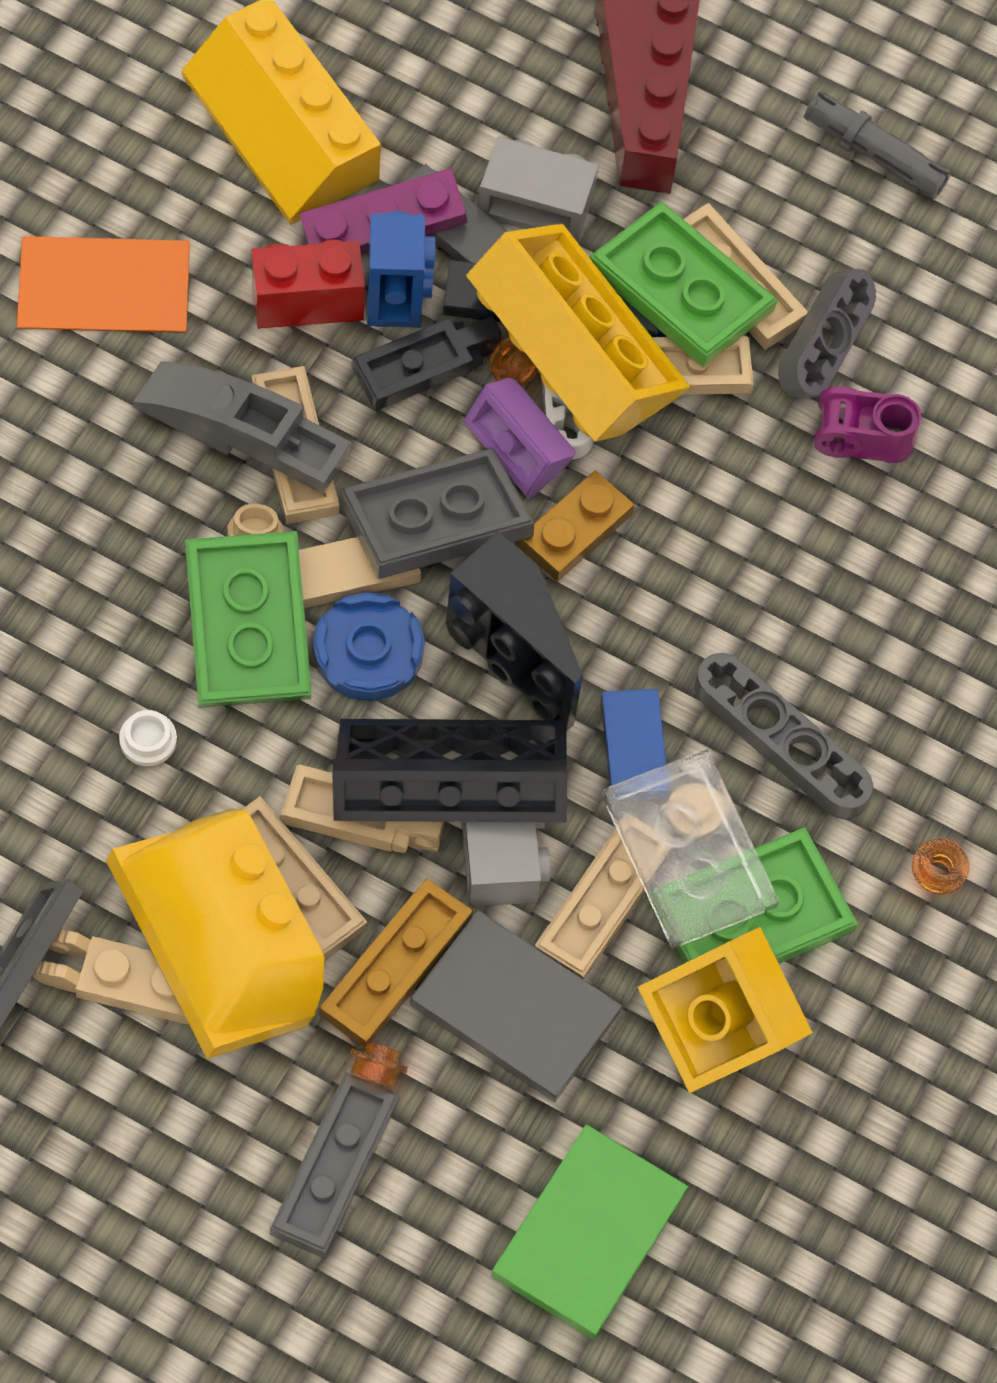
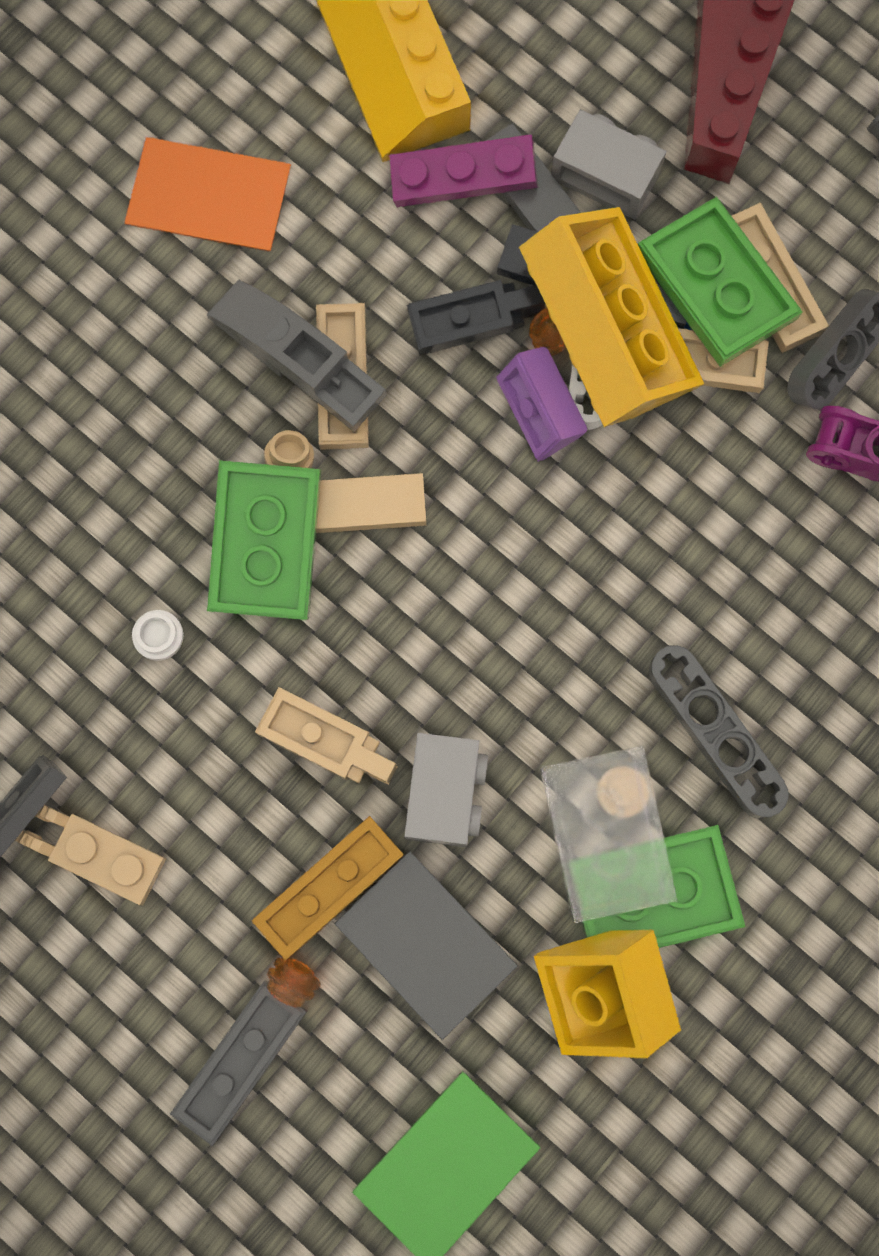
camera: 20 degrees right, 15 degrees up
(223, 930) = (176, 835): yellow windscreen -> none
(308, 284) = (381, 225): red brick -> none
(322, 903) = (255, 788): tan tile -> none
(368, 646) = (367, 580): blue tile -> none
(399, 269) = (462, 226): blue brick -> none
(435, 512) = (451, 466): dark grey tile -> none
(437, 789) = (402, 747): black fence -> none
(510, 619) = (490, 577): black slope -> none
(577, 525) = (575, 496): pearl gold plate -> none
(593, 910) = (511, 869): tan tile -> none
(632, 733) = (582, 712): blue tile -> none
(945, 852) = (847, 878): clear orange plate -> none

